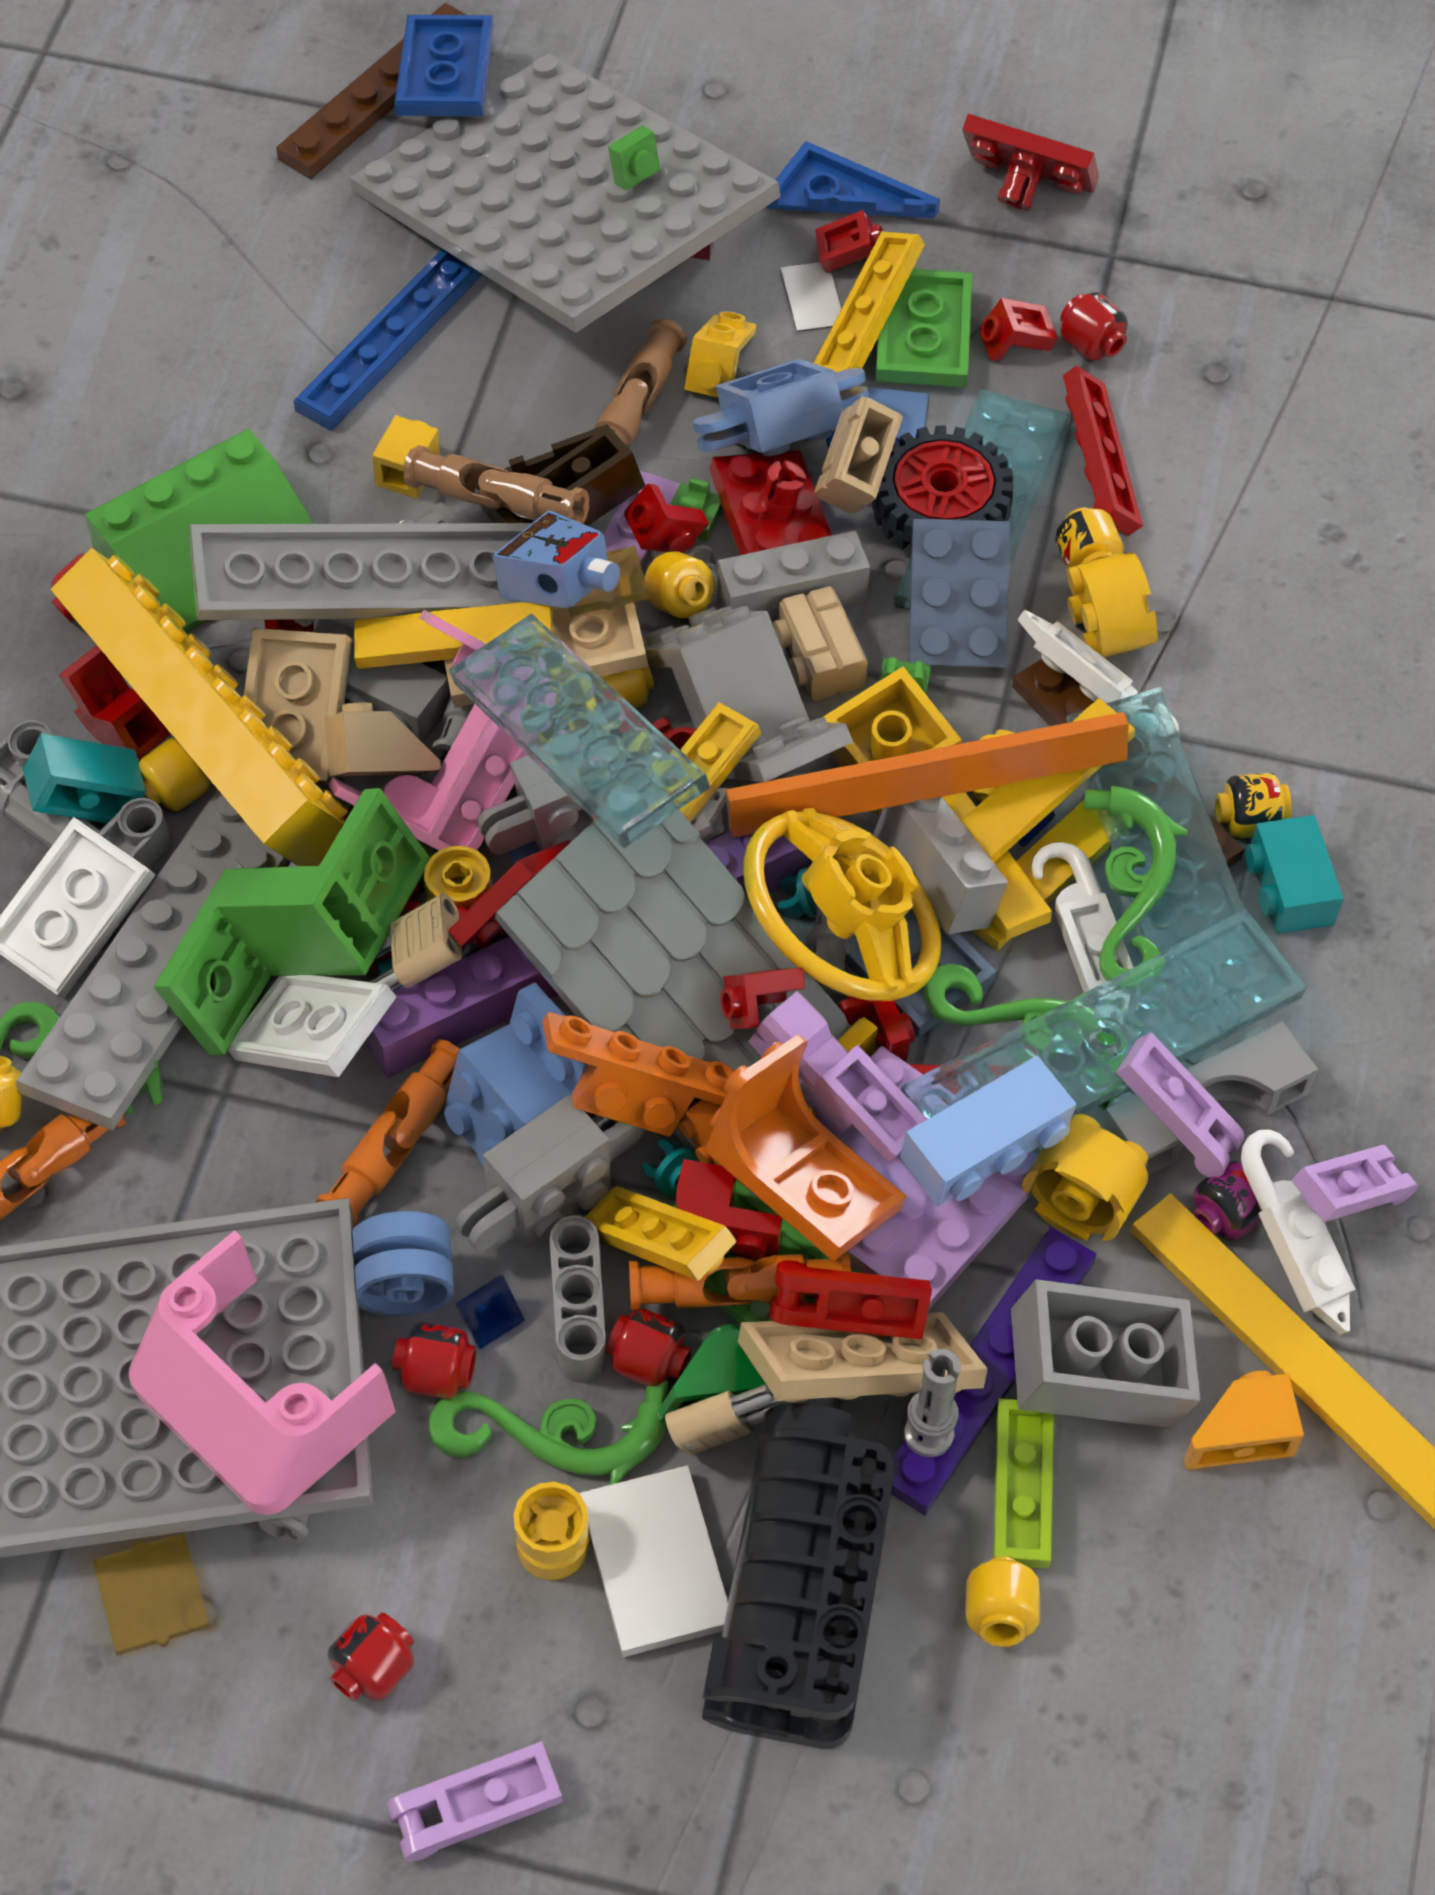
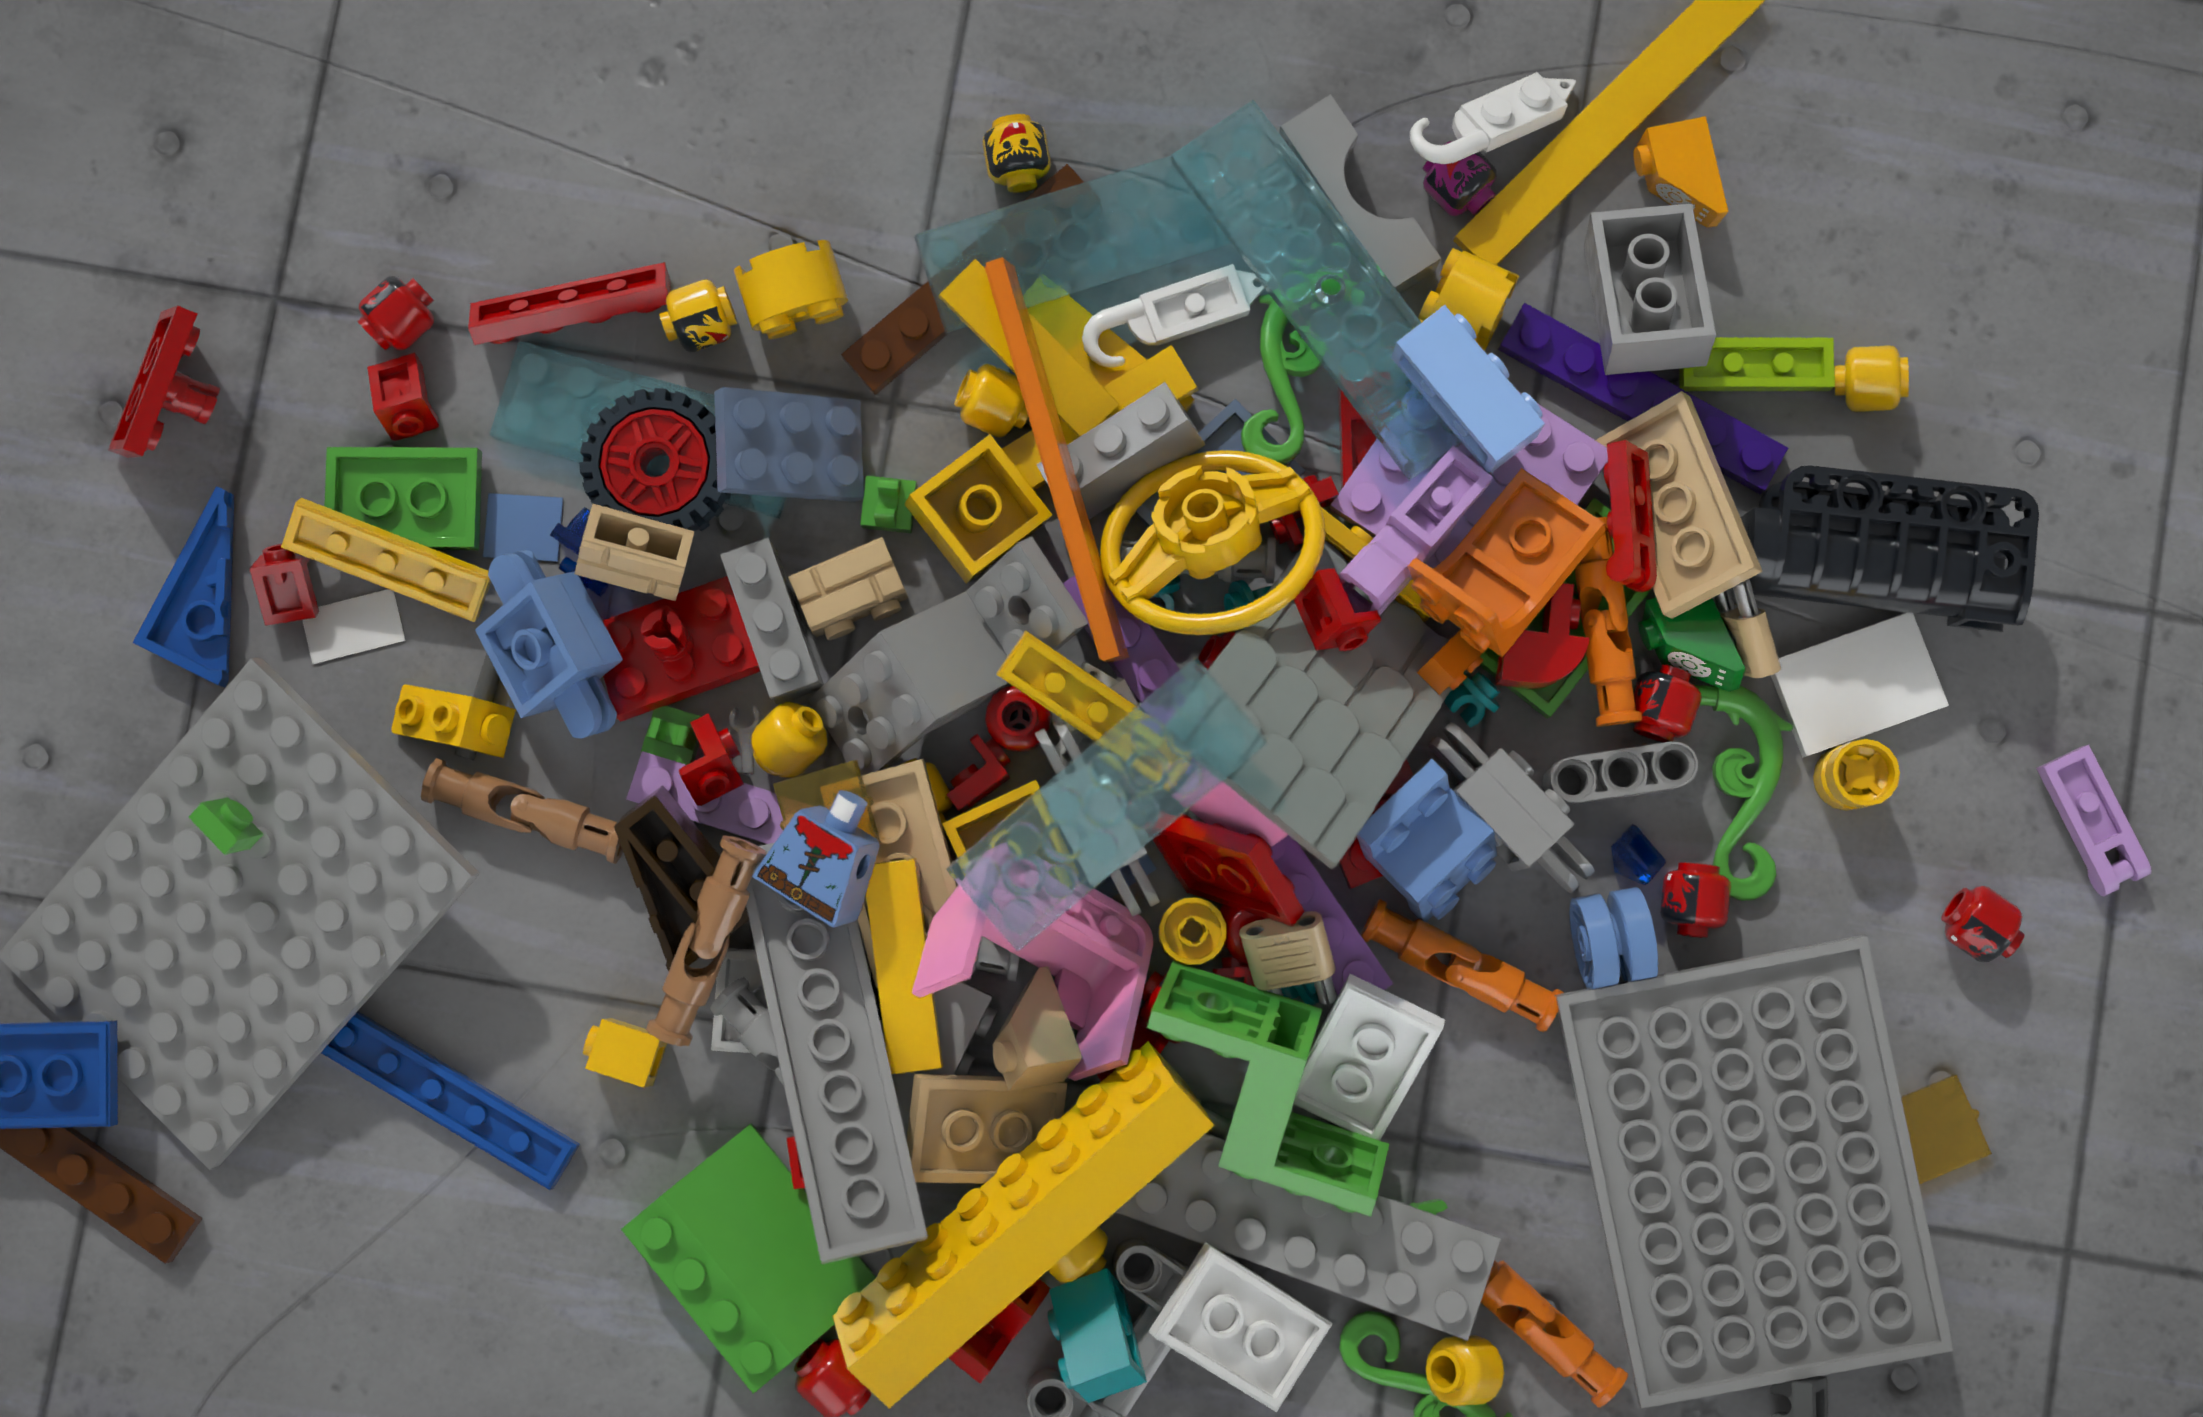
camera: 90 degrees left, 25 degrees up
(254, 1446) = (1859, 1038): bright pink windscreen -> none
(631, 1077) = (1432, 722): orange bracket -> none
(660, 1233) = (1584, 695): yellow plate -> none
(933, 1409) = (1740, 434): light grey pin -> none
(1069, 654) = (871, 312): white plate -> none
(1147, 888) = (1080, 236): bright green plant -> none
(1182, 1104) = (1398, 217): lavender plate -> none
(1294, 874) = (1097, 115): teal brick -> none
(1354, 1183) = (1448, 64): lavender plate -> none

